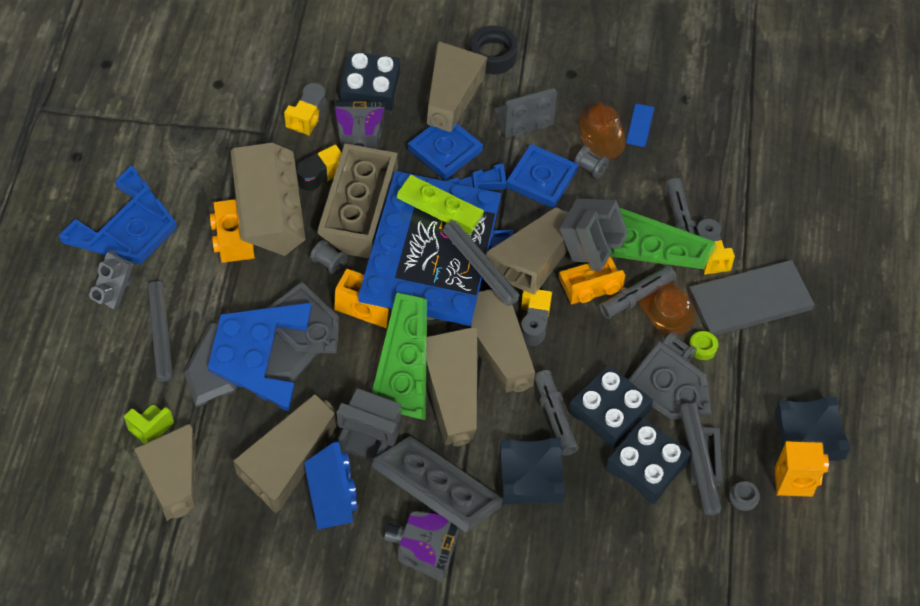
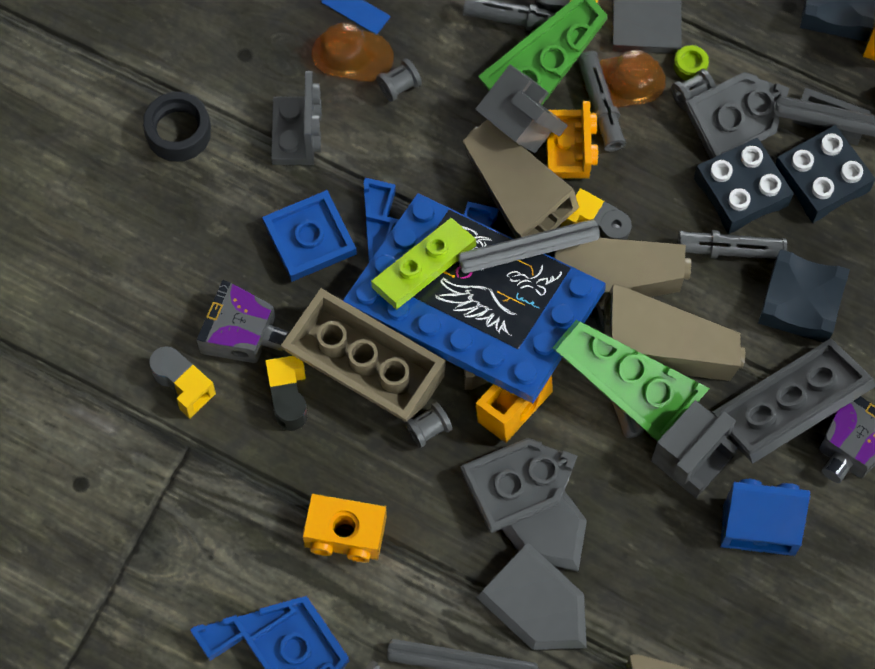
camera: 70 degrees left, 10 degrees up
(245, 348) = (540, 559): blue wing -> none
(268, 197) = (319, 465): dark tan slope -> none
(277, 459) = (693, 555): dark tan slope -> none
(370, 79) = (165, 288): black brick -> none
(454, 83) = (223, 192): dark tan slope -> none
(542, 176) = (397, 141): blue plate -> none

